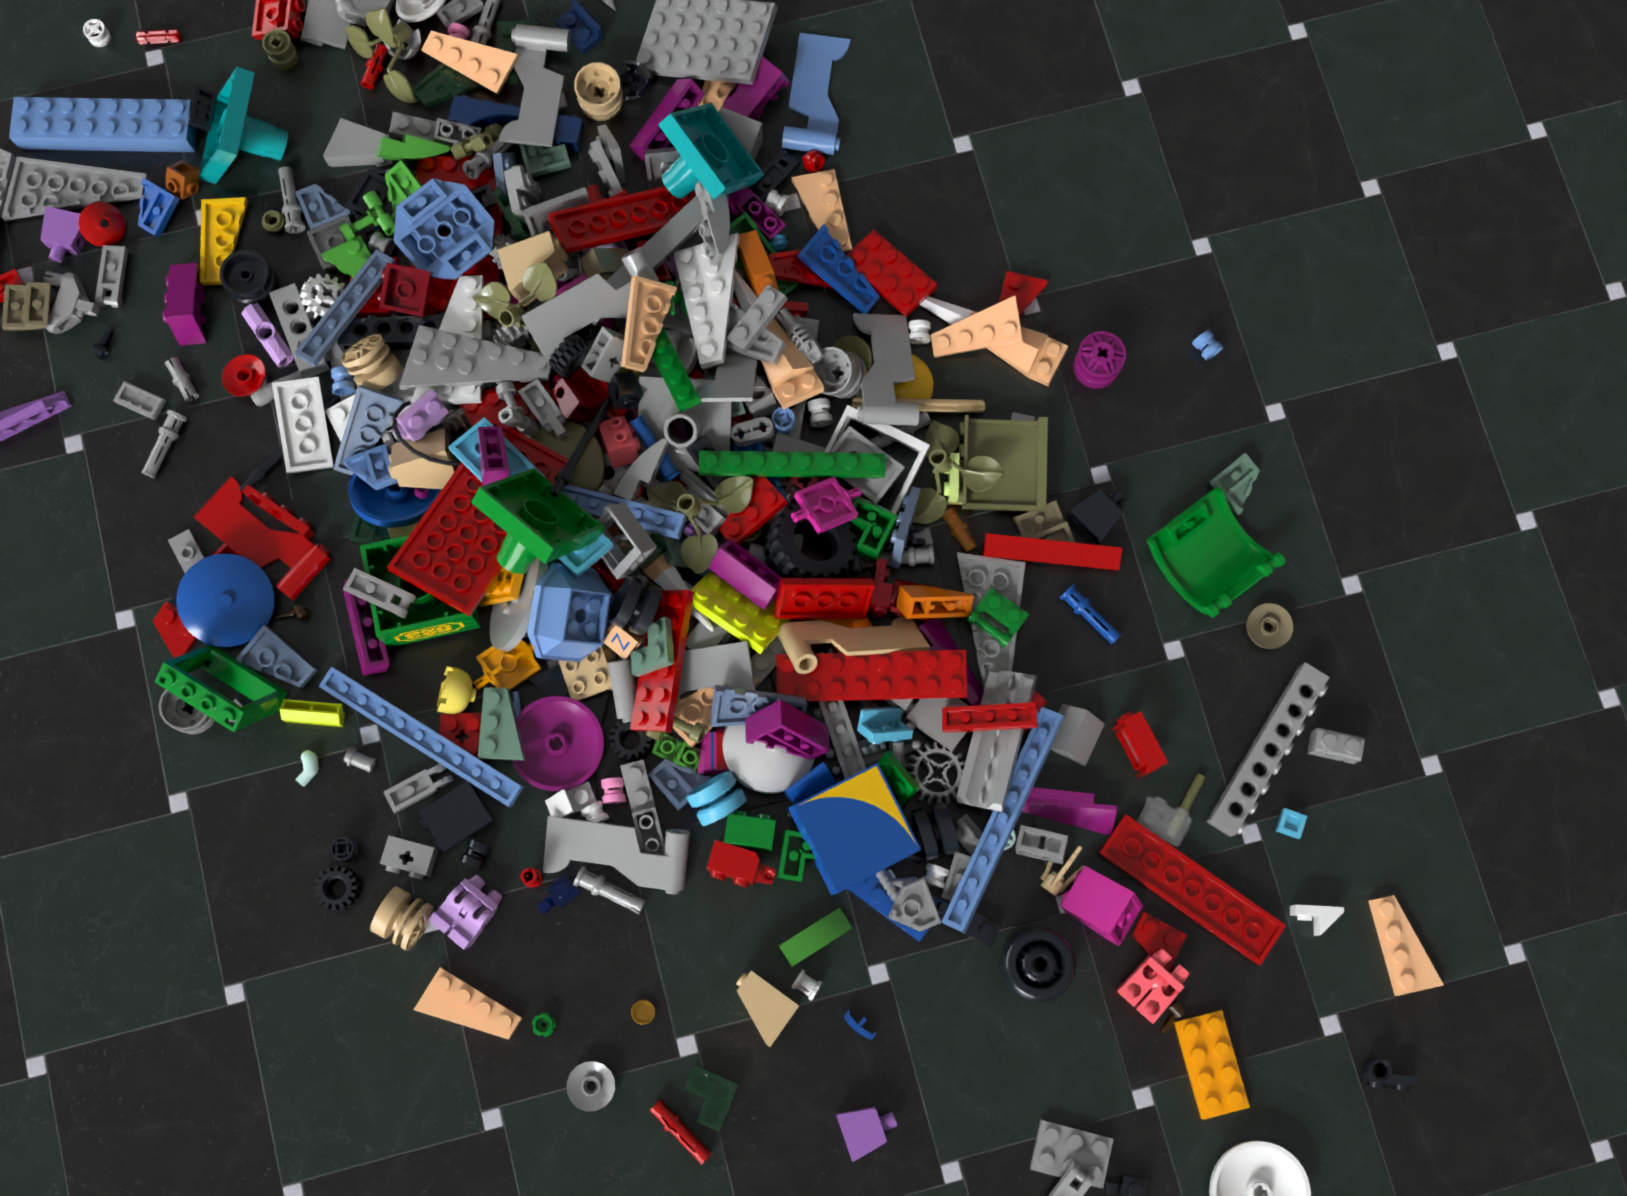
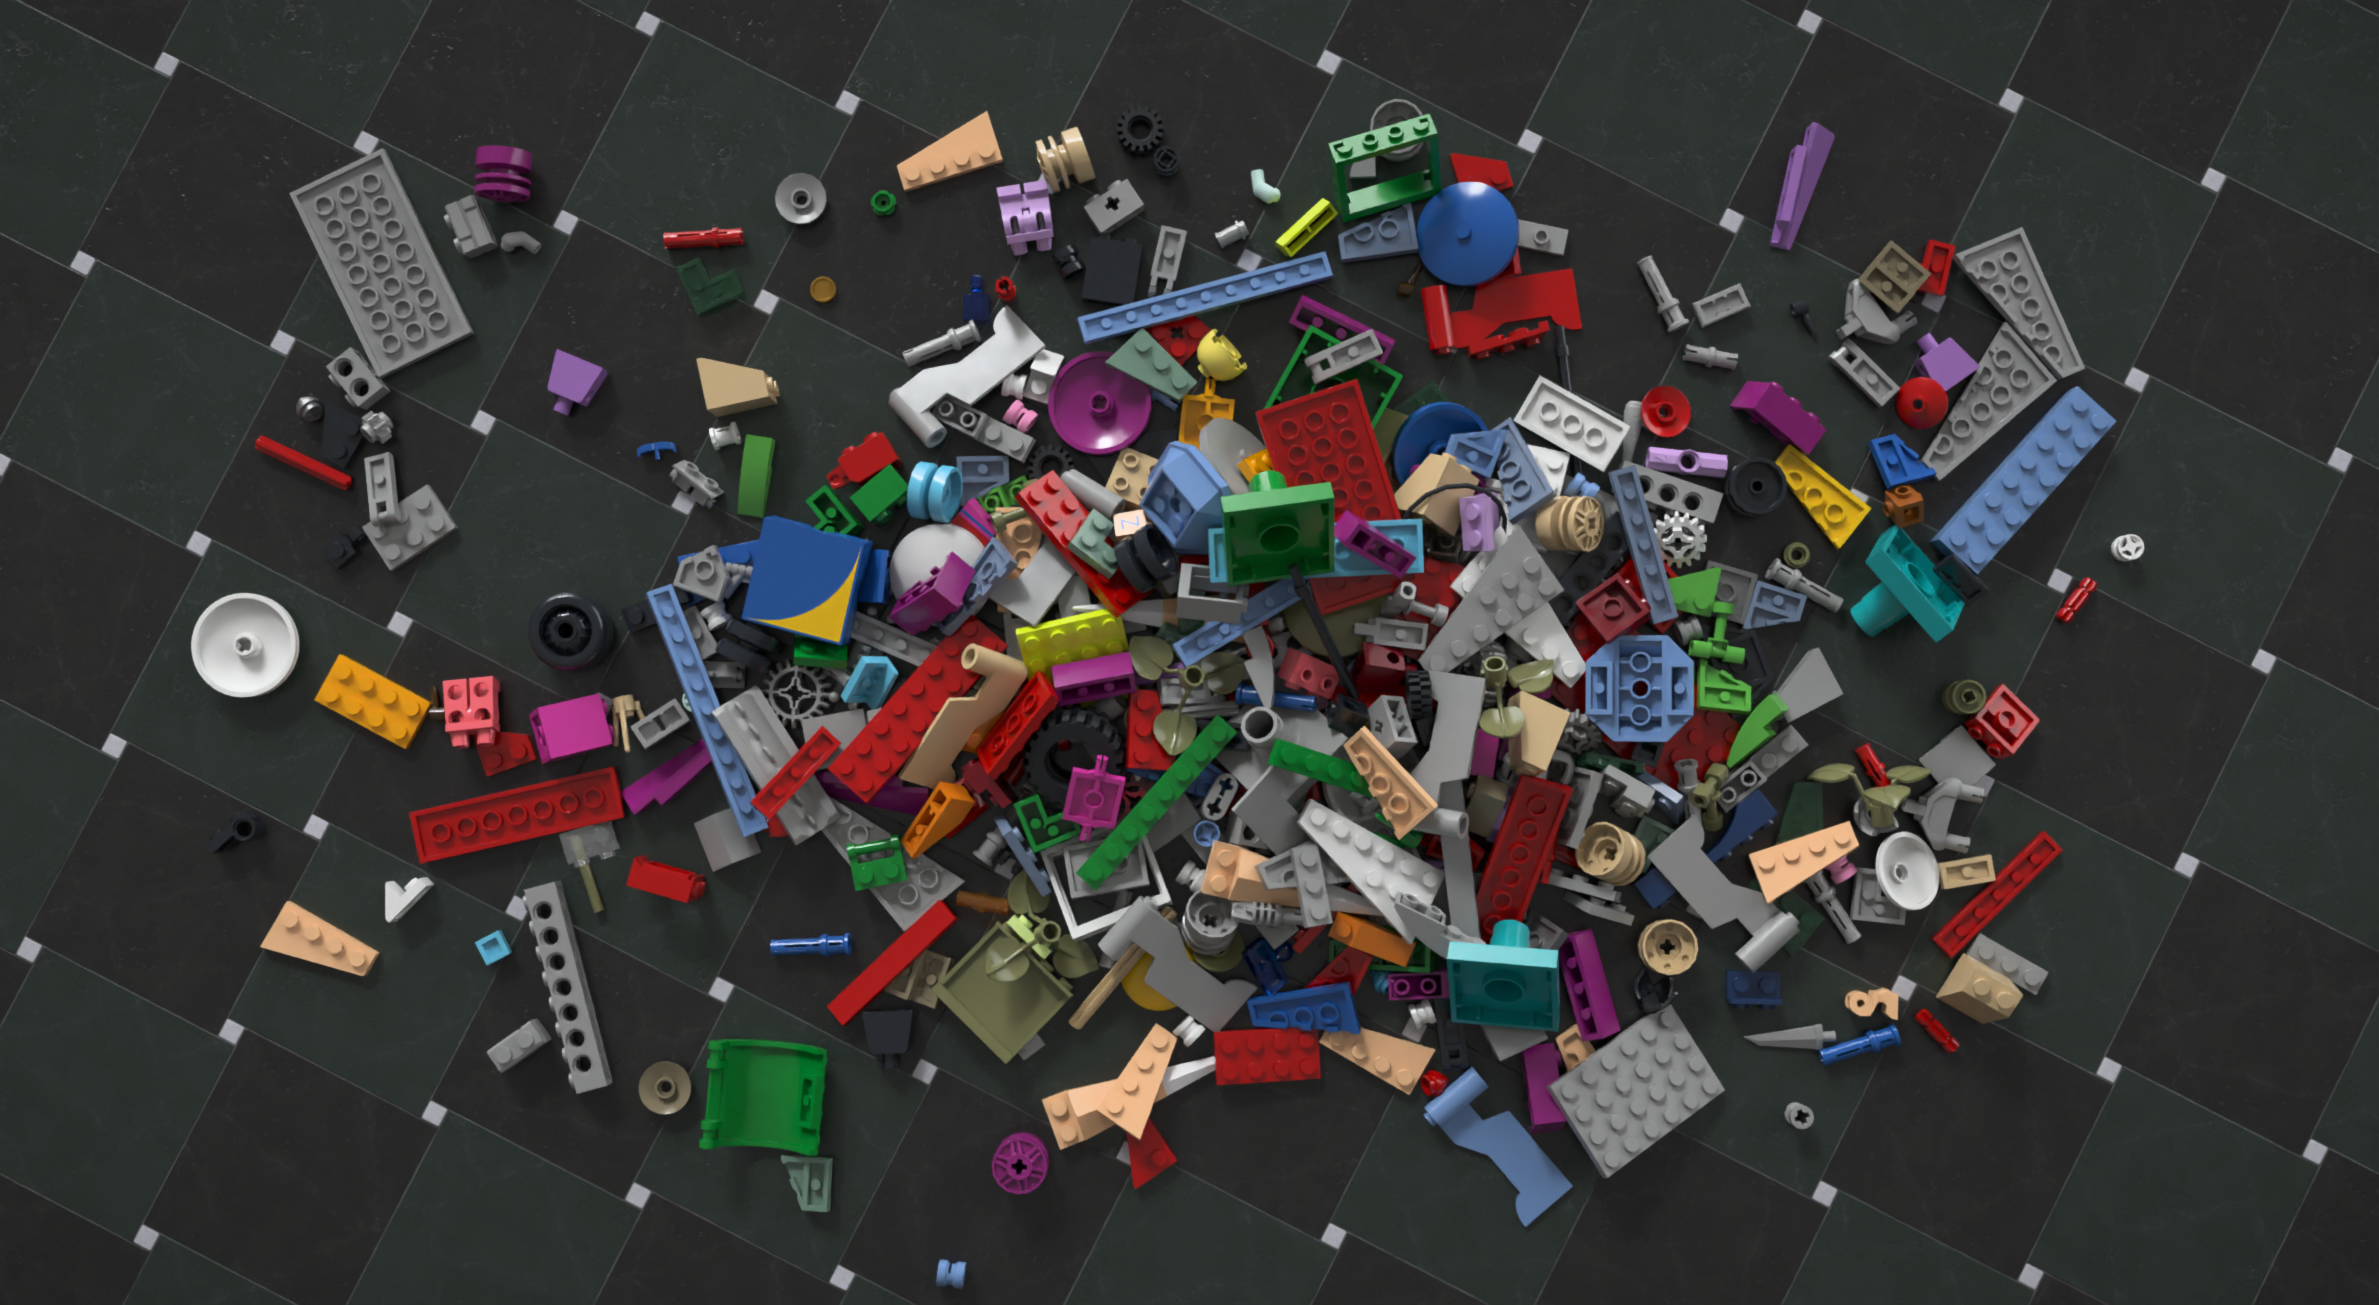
camera: 135 degrees right, 10 degrees up
(575, 178) = (1611, 854): none -> tan wheel
(834, 320) = (1265, 964): none -> clear blue plate
(856, 986) = (687, 475): none -> light grey hinge

